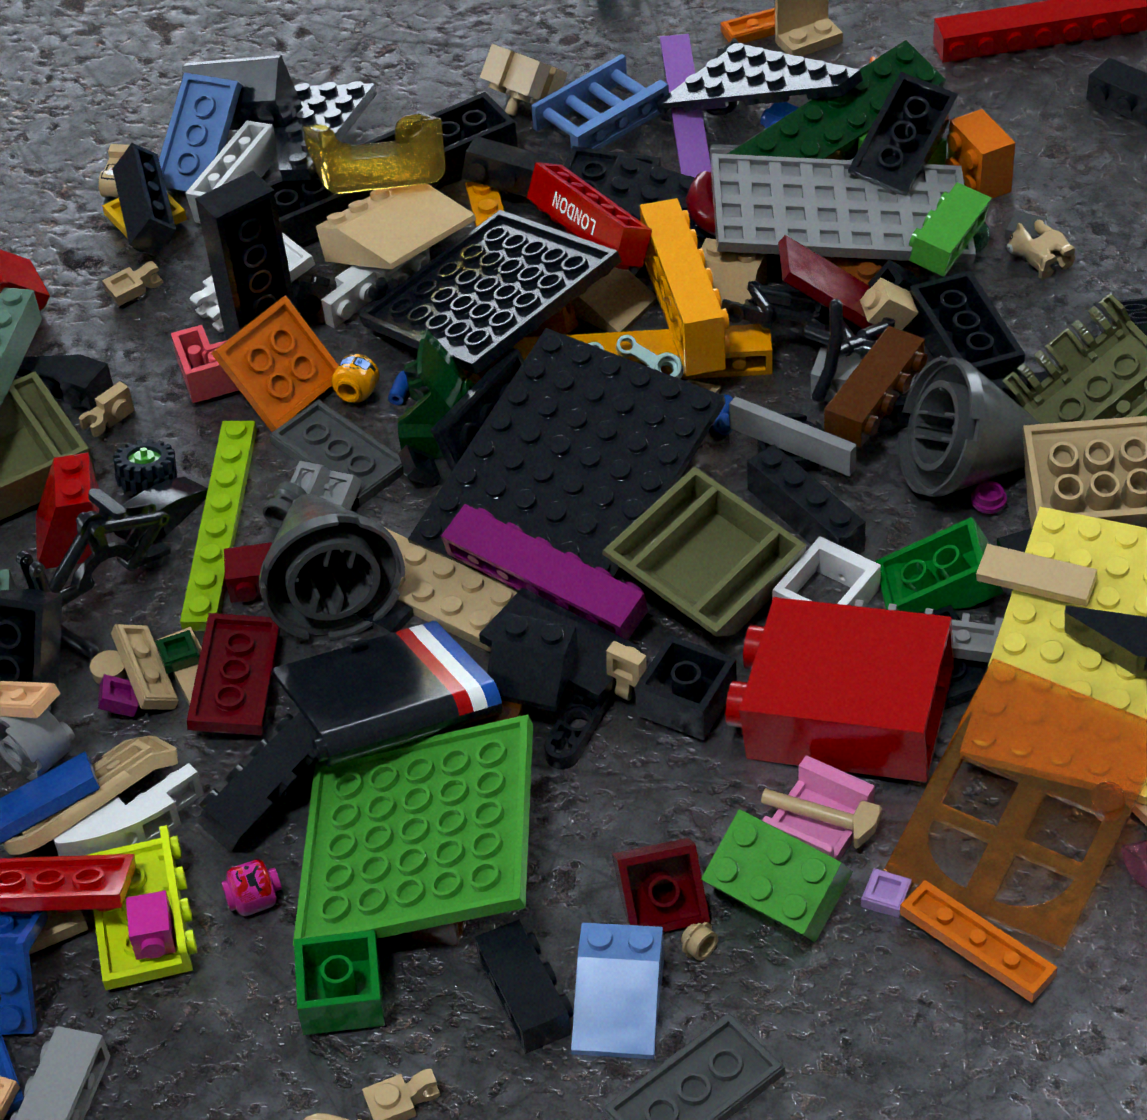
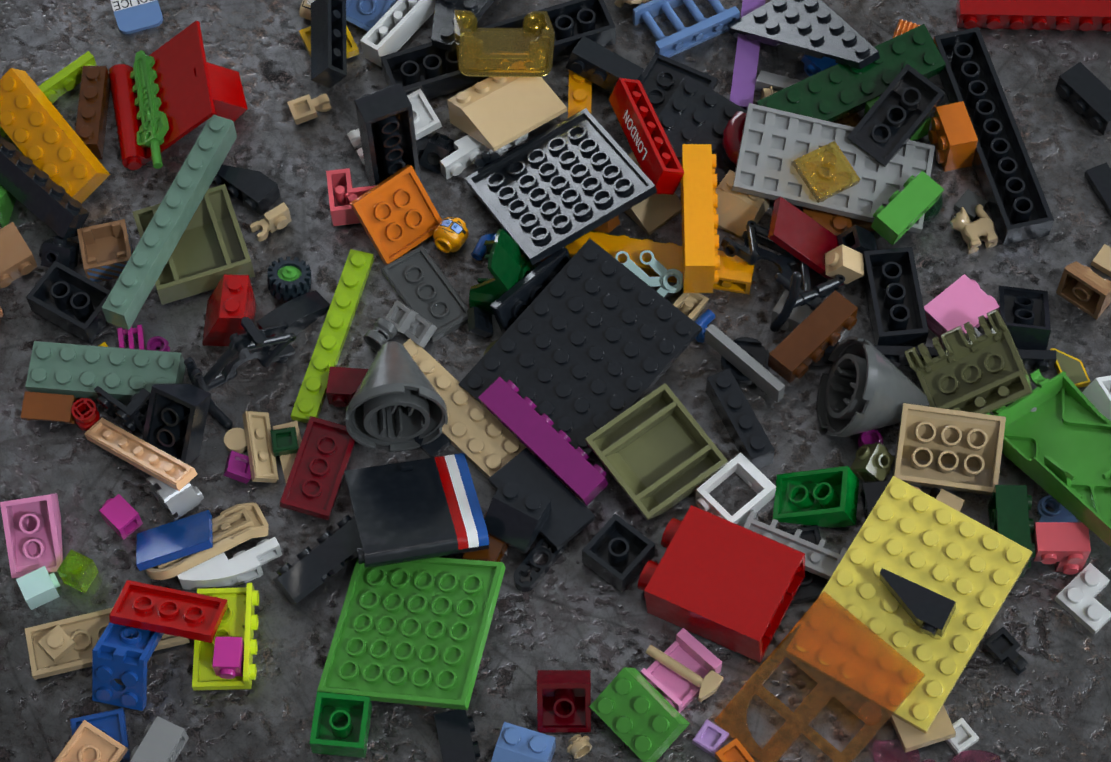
camera: 10 degrees right, 15 degrees up
(251, 887) = (299, 638): dark pink head -> none
(626, 666) = (580, 531): tan plate -> none
(834, 206) = (826, 171): none -> clear yellow plate
(1001, 513) = (872, 462): none -> olive brick
(1036, 575) = (873, 532): tan tile -> none
(1046, 321) = (957, 305): none -> bright pink panel
(1047, 164) = (1000, 154): none -> black brick

